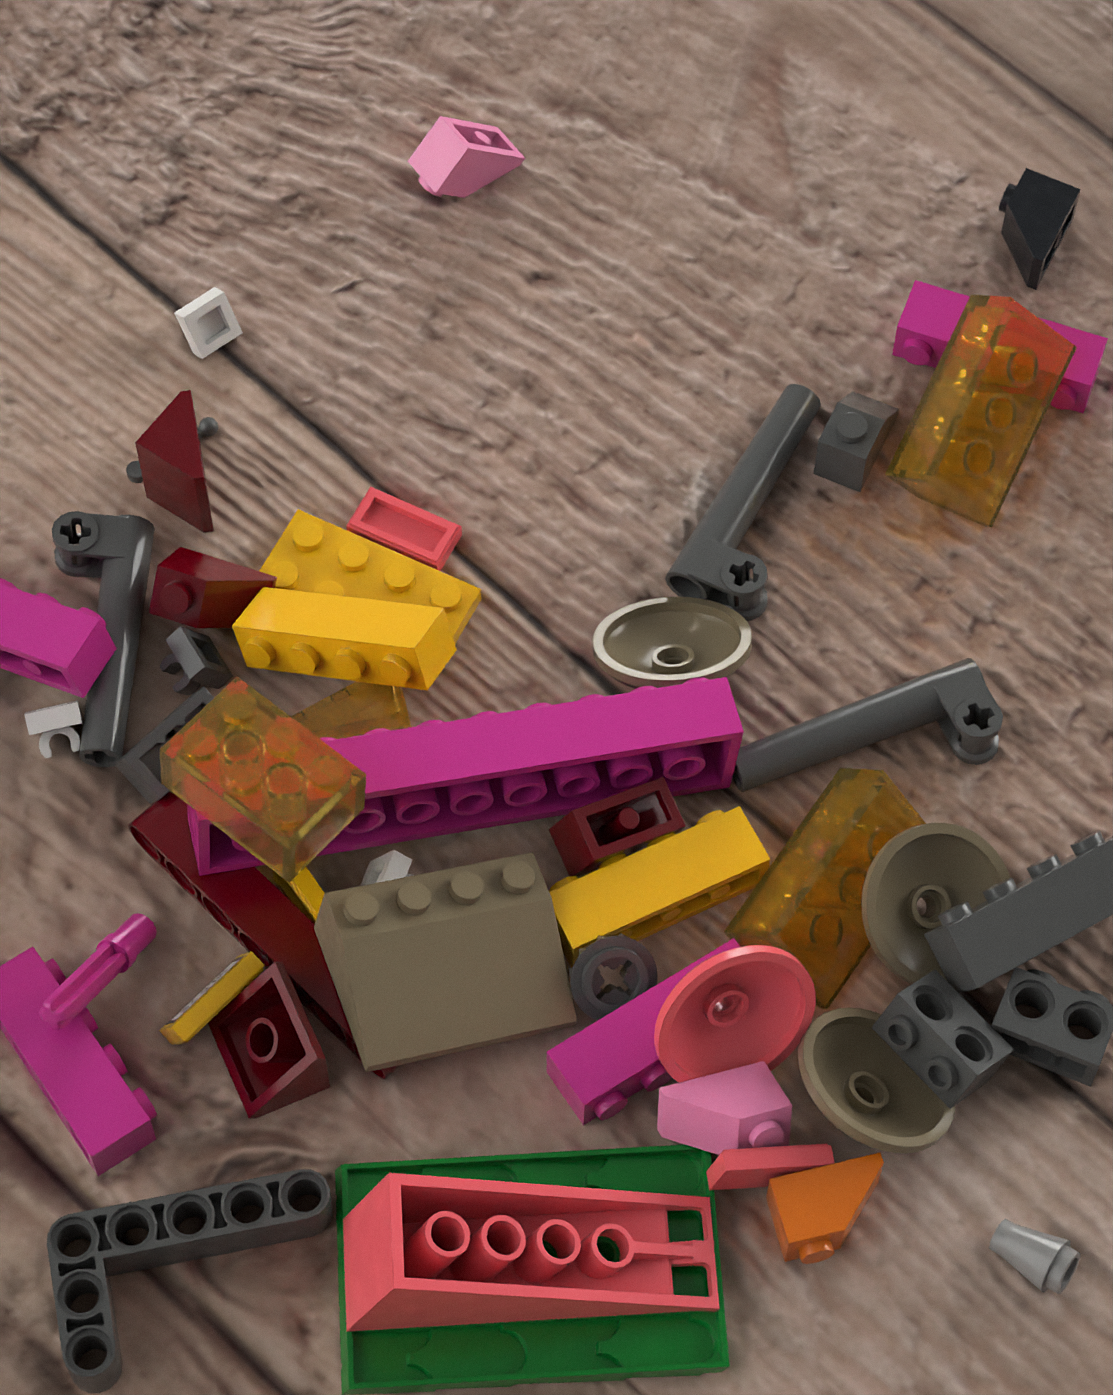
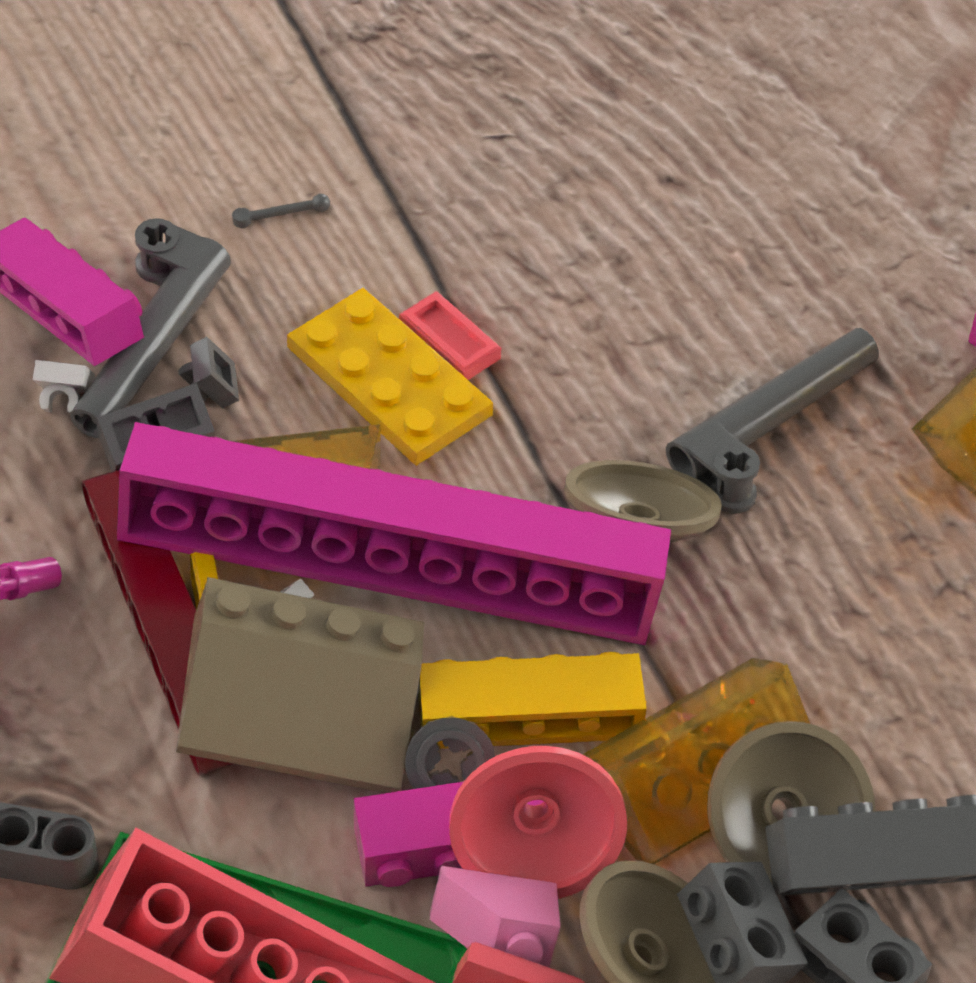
camera: 20 degrees right, 10 degrees down
(174, 464) = (274, 210): dark red slope -> none
(204, 589) = (250, 323): dark red slope -> none
(208, 322) = (360, 120): white tile -> none
(212, 998) = (78, 649): yellow tile -> none
(263, 779) = (190, 451): clear yellow brick -> none
(270, 1045) = (110, 707): dark red slope -> none
(345, 638) = (344, 390): yellow brick -> none
(462, 157) = (645, 64): bright pink slope -> none
(615, 826) = (516, 629): dark red slope -> none
(853, 440) = (895, 393): dark grey slope -> none
(951, 696) = (888, 634): dark grey axle -> none

